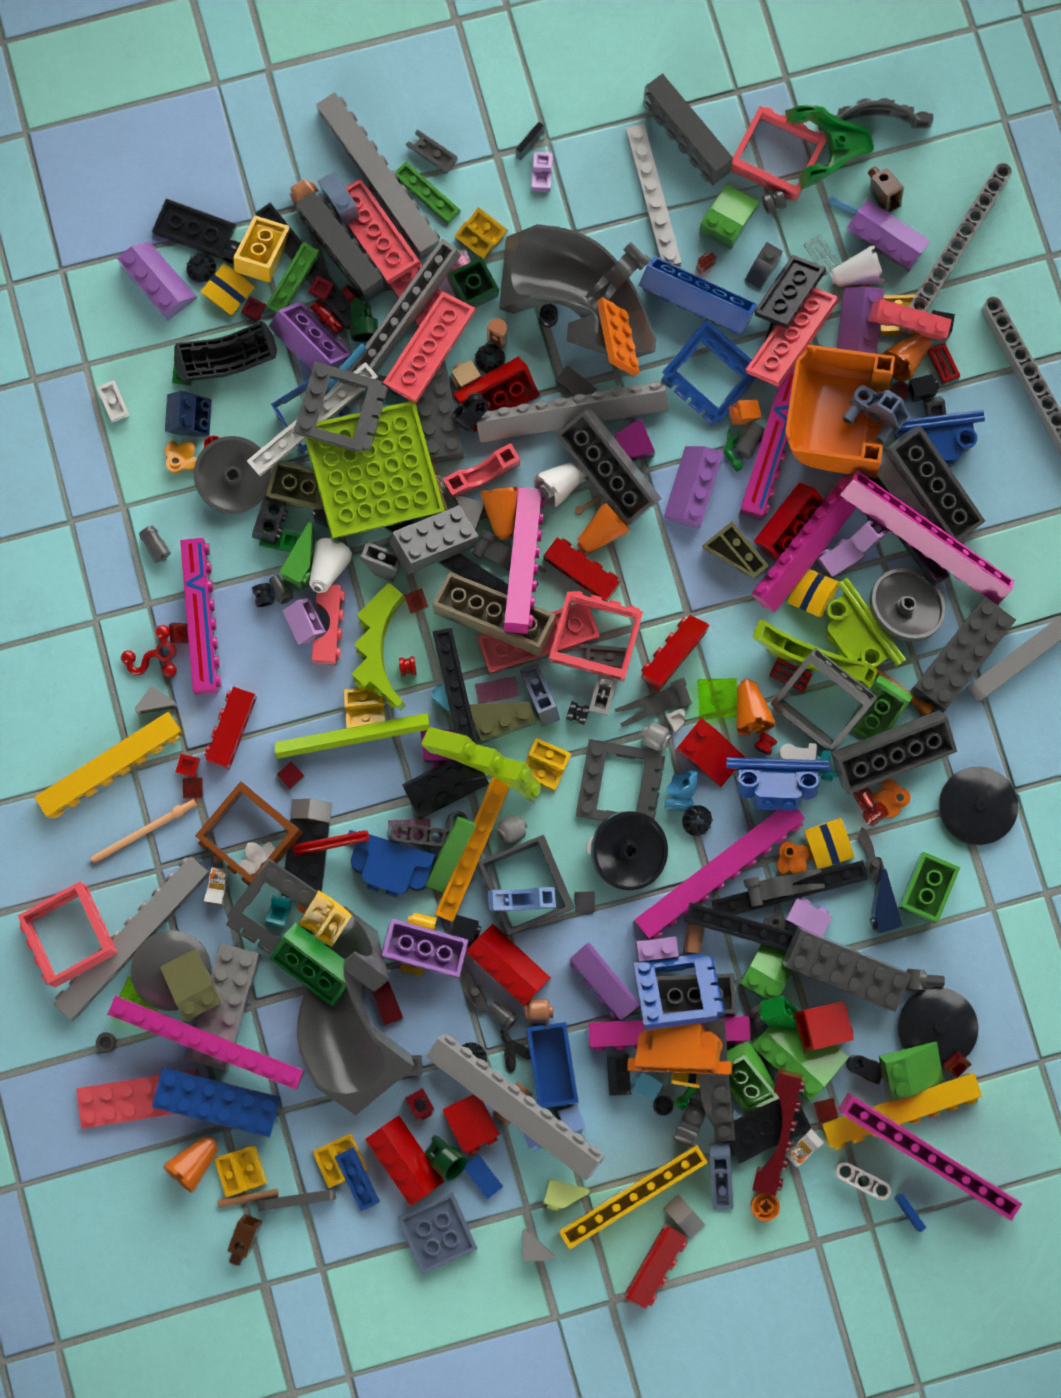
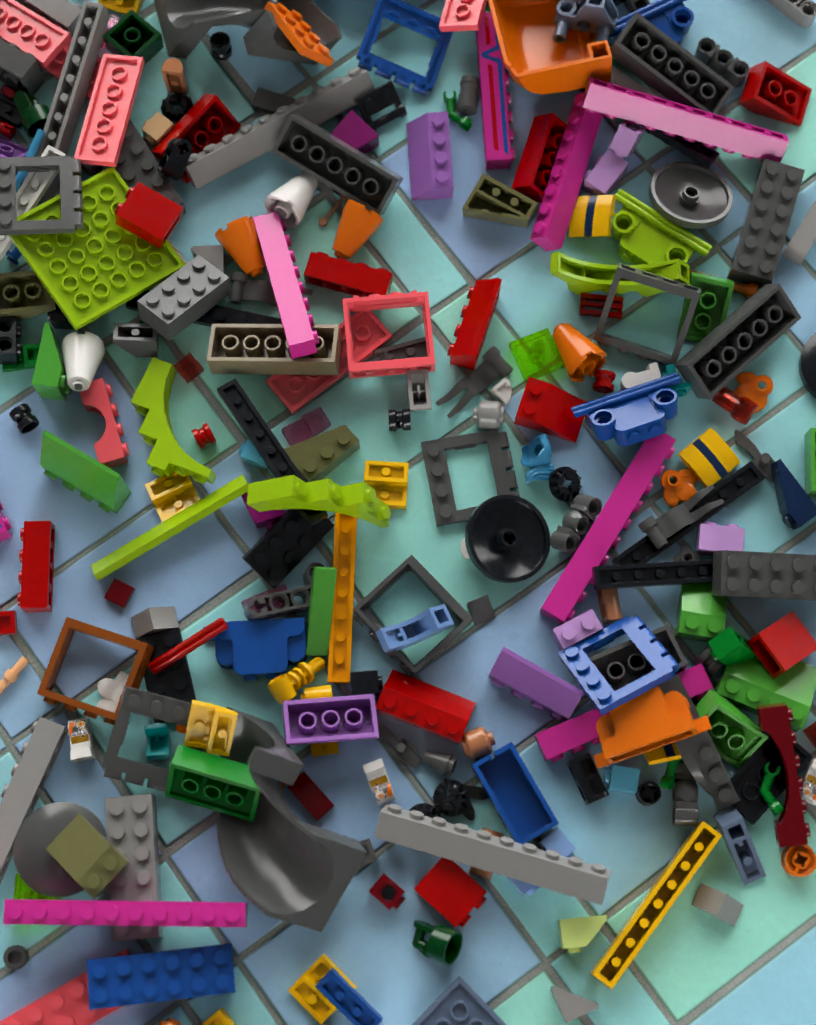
camera: 20 degrees left, 5 degrees down
(193, 788) = (18, 645): clear red plate -> none
(282, 592) = (43, 408): dark grey cone -> none
(295, 664) = (83, 474): none -> bright green slope
(304, 621) = (77, 428): lavender brick -> none
(399, 905) = (285, 686): none -> yellow piece
(404, 1160) = (393, 961): red slope -> none
(428, 457) = (148, 214): none -> red brick
(446, 1012) = (379, 781): none -> white leg
(467, 480) = (224, 203): coral arch -> none
(483, 1176) = (485, 945): blue tile -> none
(505, 1041) = (454, 788): none -> black gear
(511, 829) = (375, 563): light grey head -> none
(540, 695) = (354, 416): sand blue slope -> none
(655, 1266) = (709, 971): red slope -> none
(667, 417) = (378, 100): none -> black plate
(692, 858) = (575, 523): none -> dark grey piece
(744, 412) = (453, 68): orange brick -> none
(762, 1156) = (774, 805): none -> green arm
(988, 499) = (715, 55): none -> dark grey piece
(1022, 538) = (775, 94): none -> red slope

